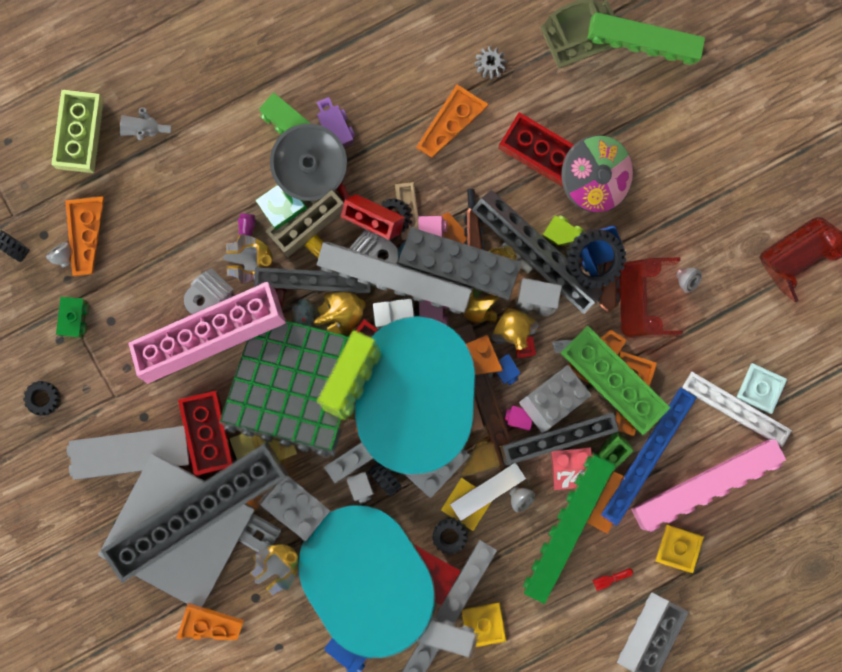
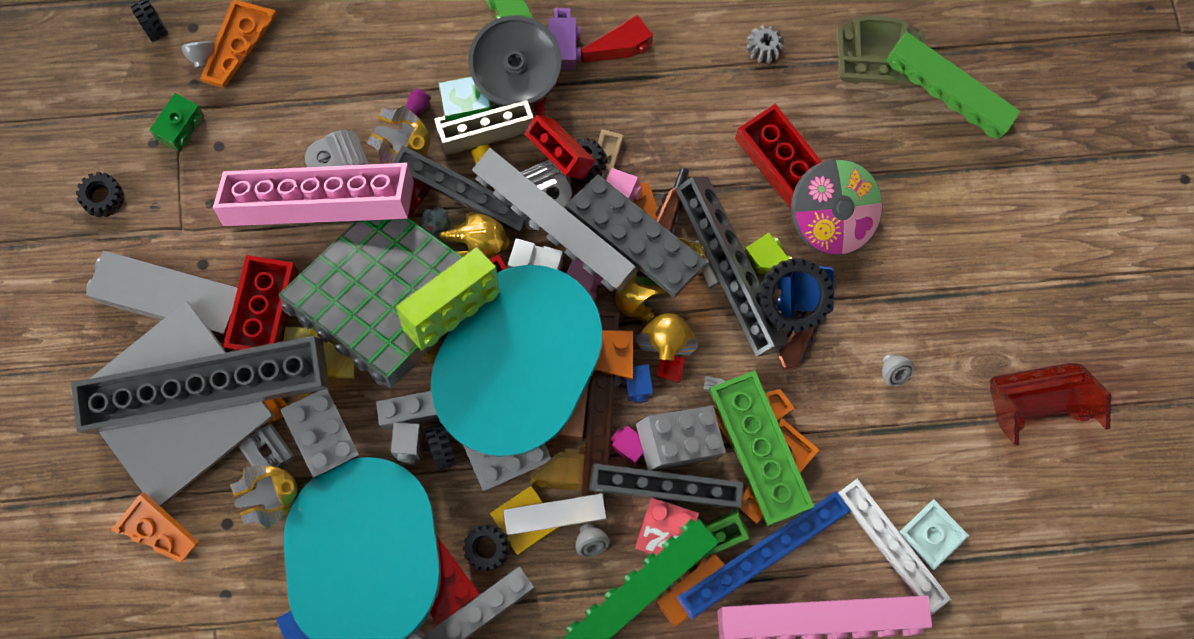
camera: 20 degrees right, 10 degrees down
(382, 106) = (622, 42): none -> red slope
(452, 118) = (696, 86): orange wing -> none
(538, 297) = (710, 311): light grey brick -> none
(633, 299) = (813, 386): clear red windscreen -> none

